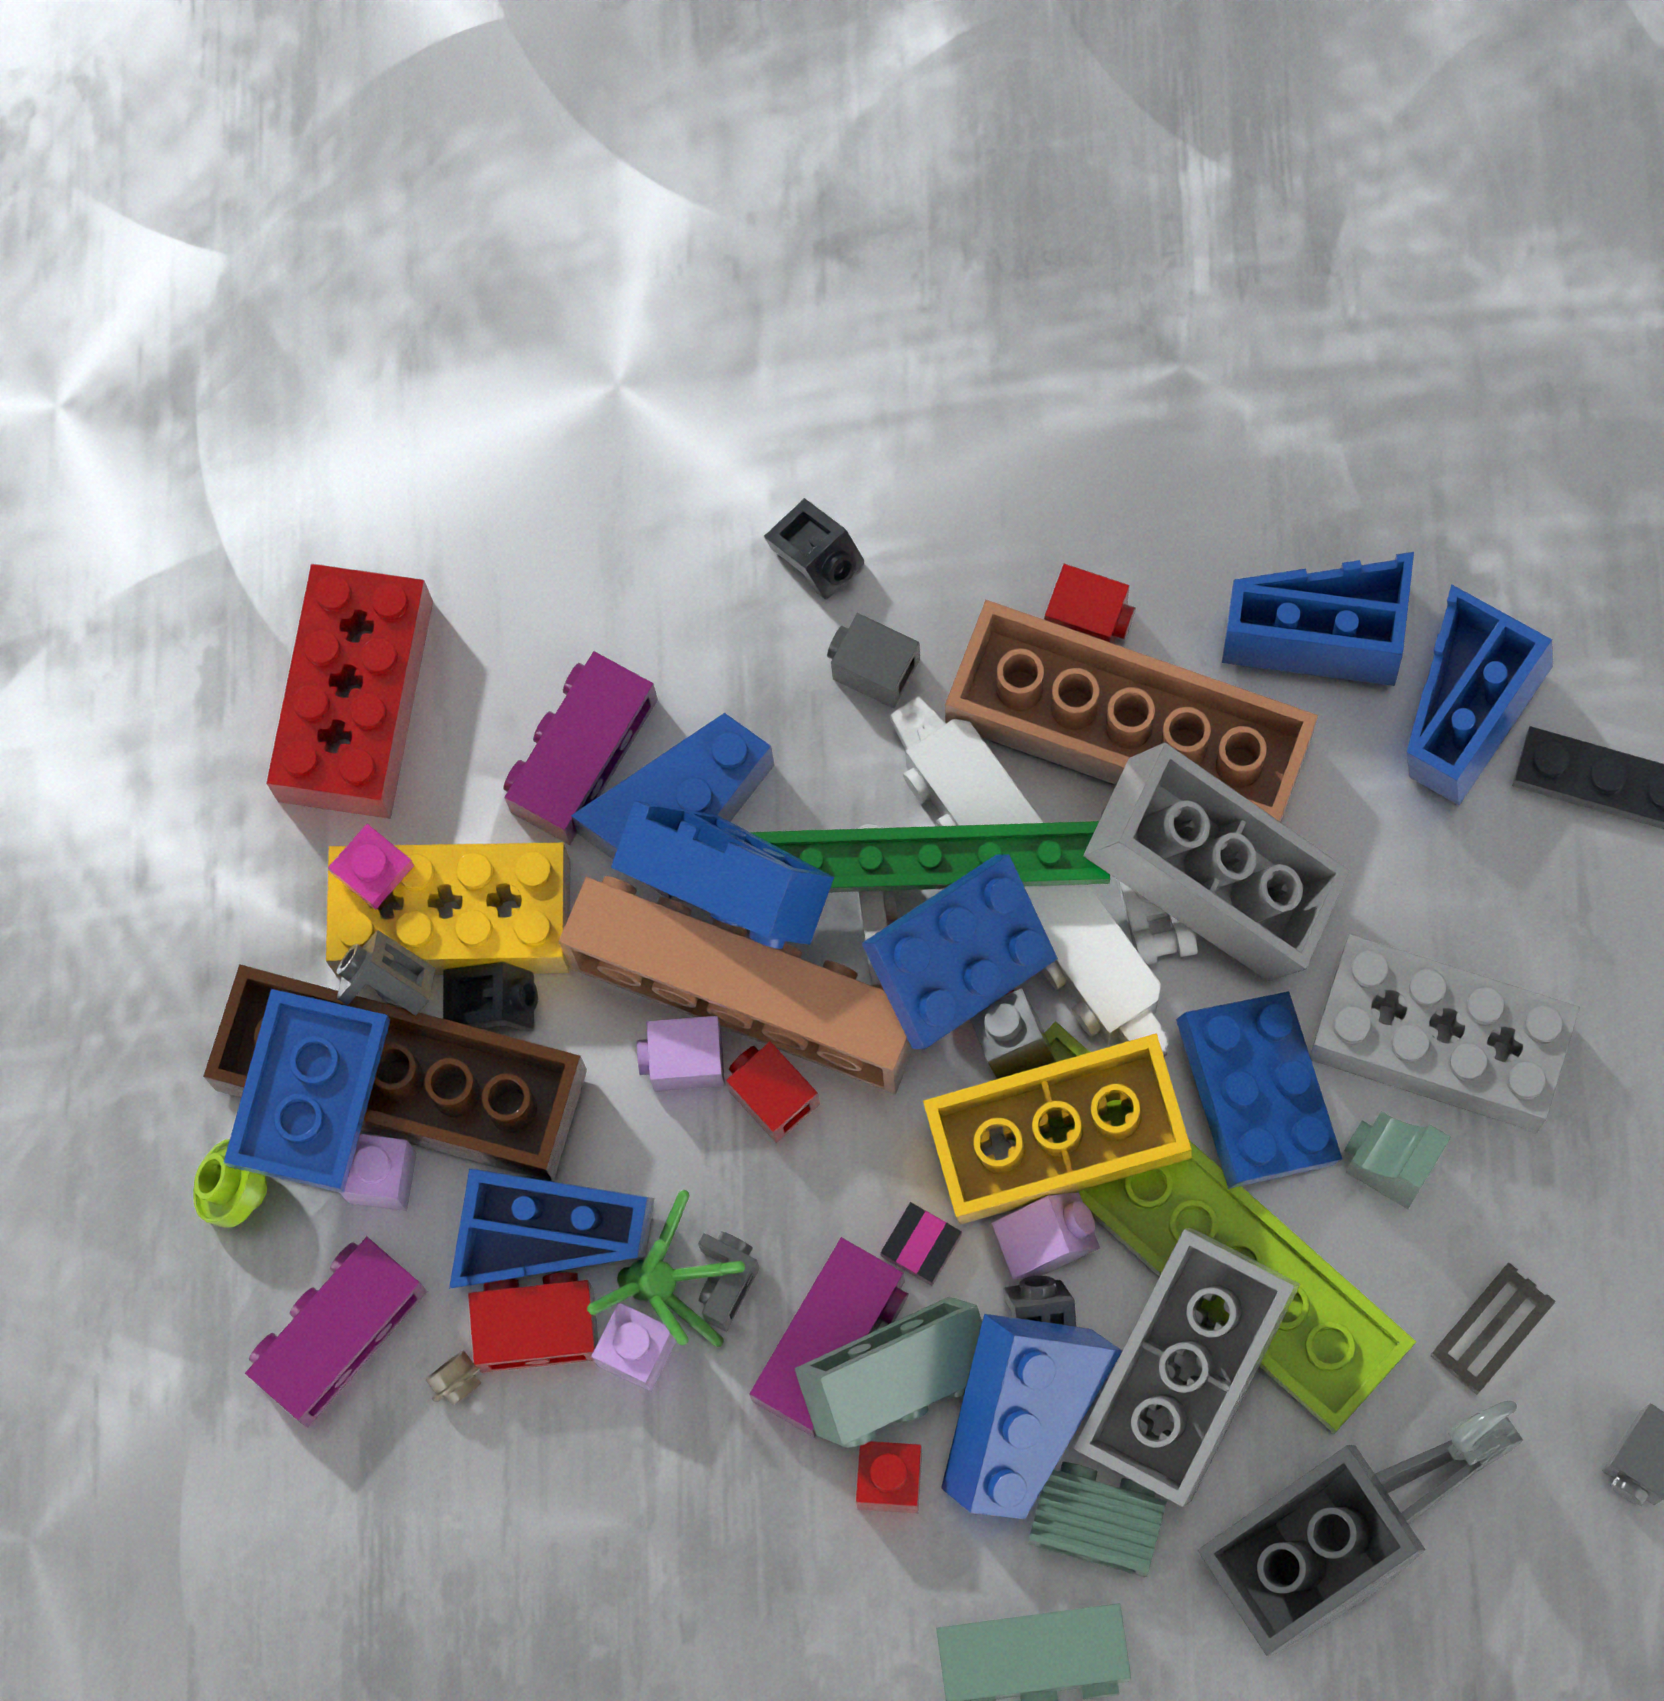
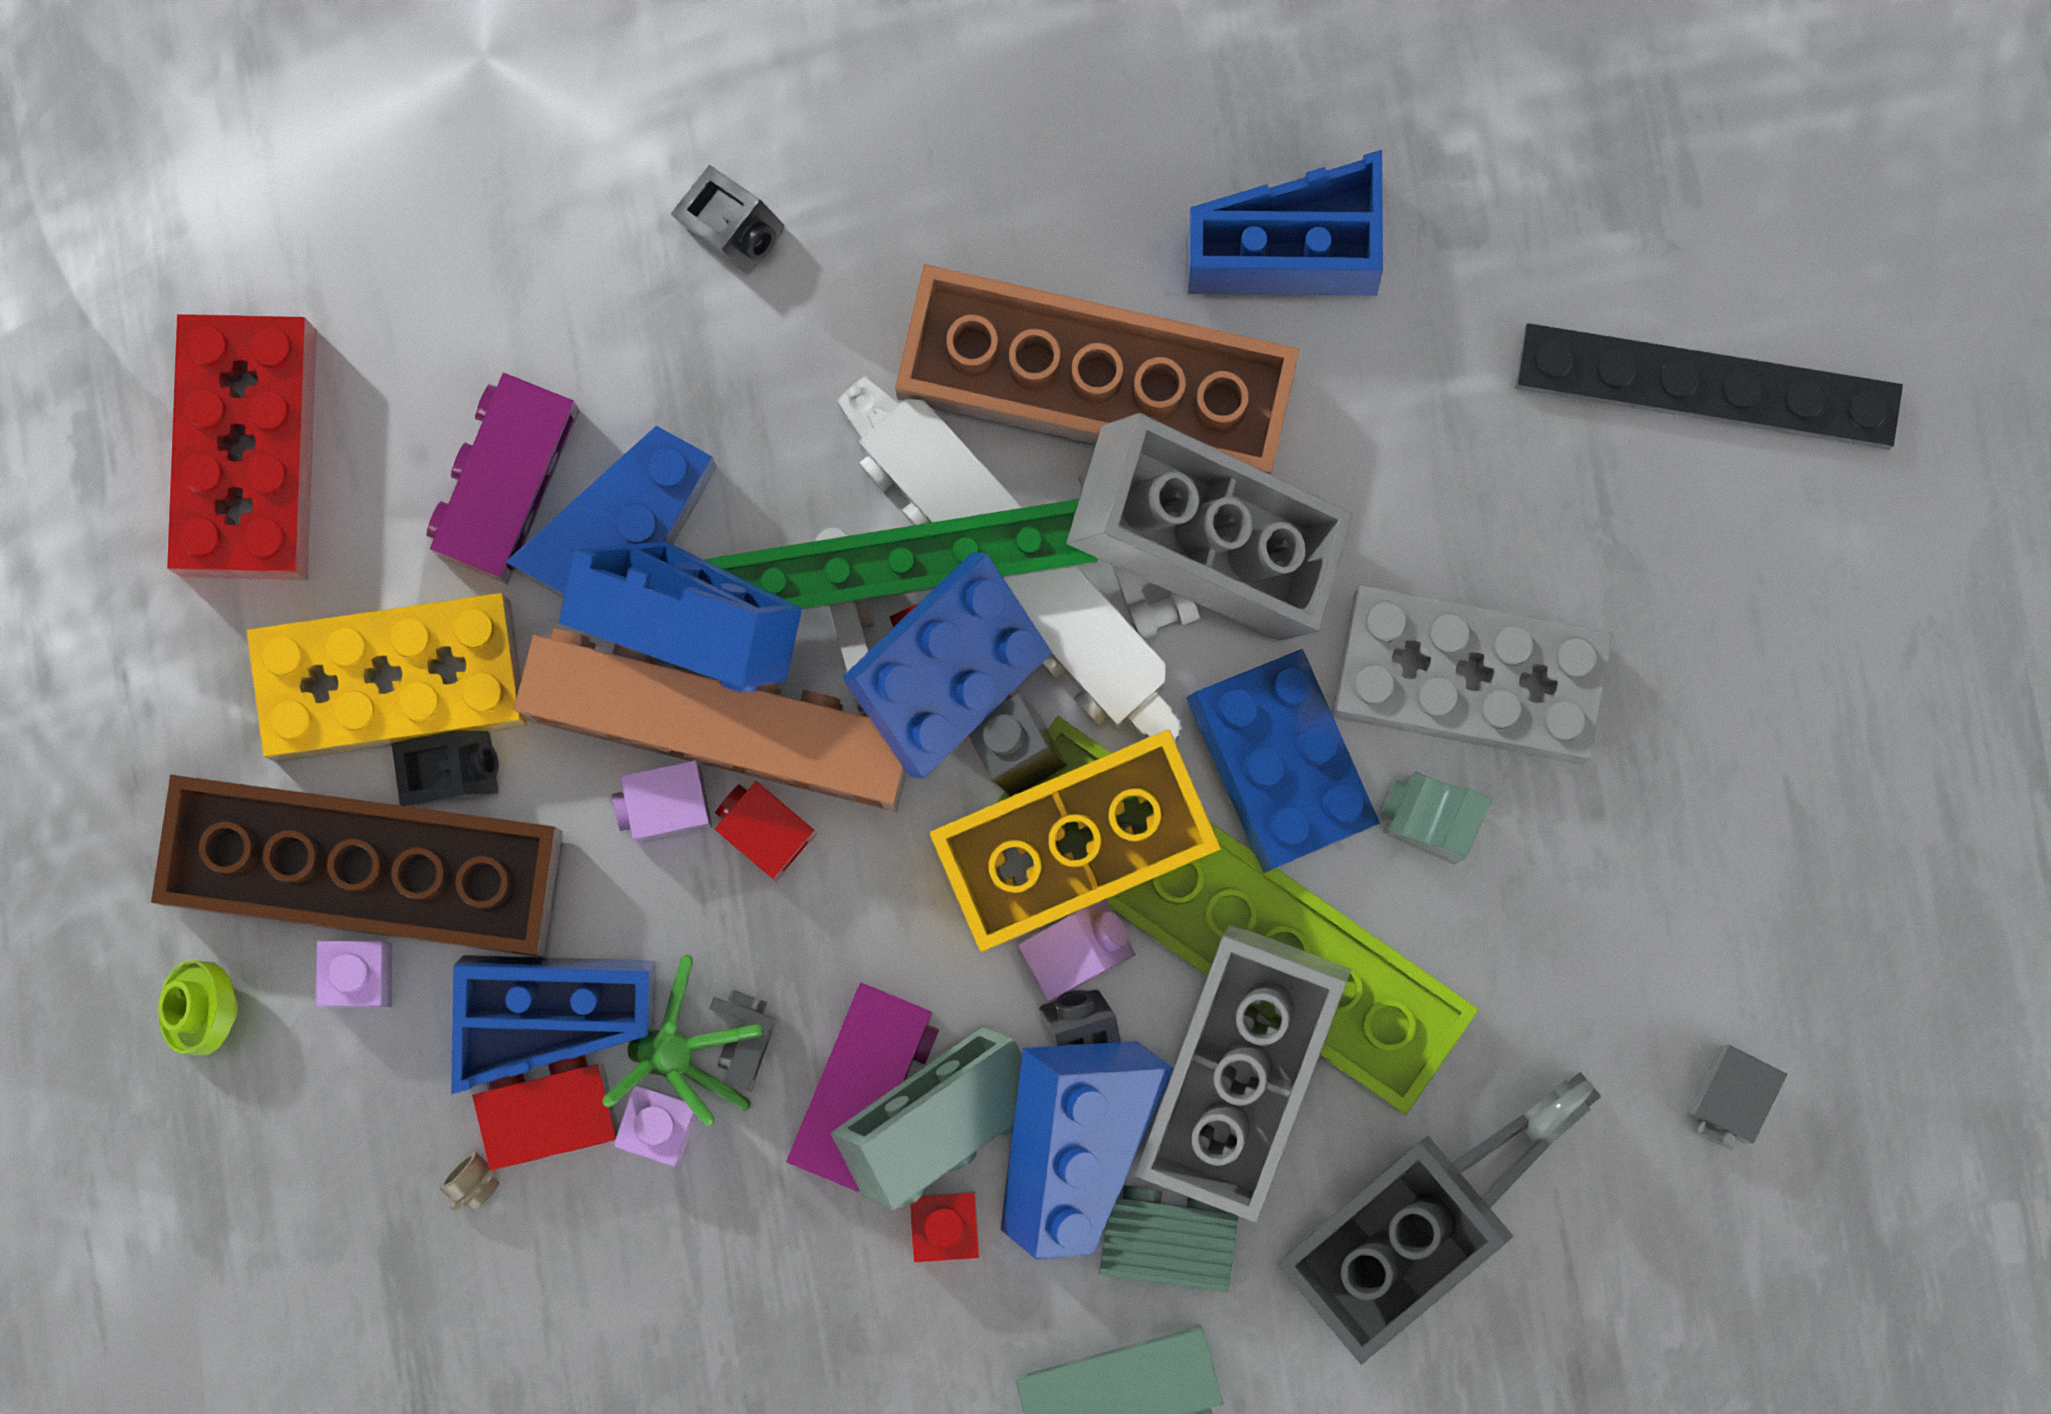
camera: 15 degrees left, 10 degrees up
(307, 1091) = (266, 906): blue plate -> none
(334, 1330) = (334, 1149): magenta brick -> none
(371, 866) = (297, 650): dark pink plate -> none
(389, 969) = (334, 762): dark grey bracket -> none
(873, 659) = (809, 338): dark grey brick -> none
(921, 1243) = (945, 971): tile -> none
(1090, 604) = (1037, 252): red brick -> none
(1474, 693) = (1462, 298): blue wedge -> none
(1525, 1289) = (1587, 936): clear smoke tile -> none

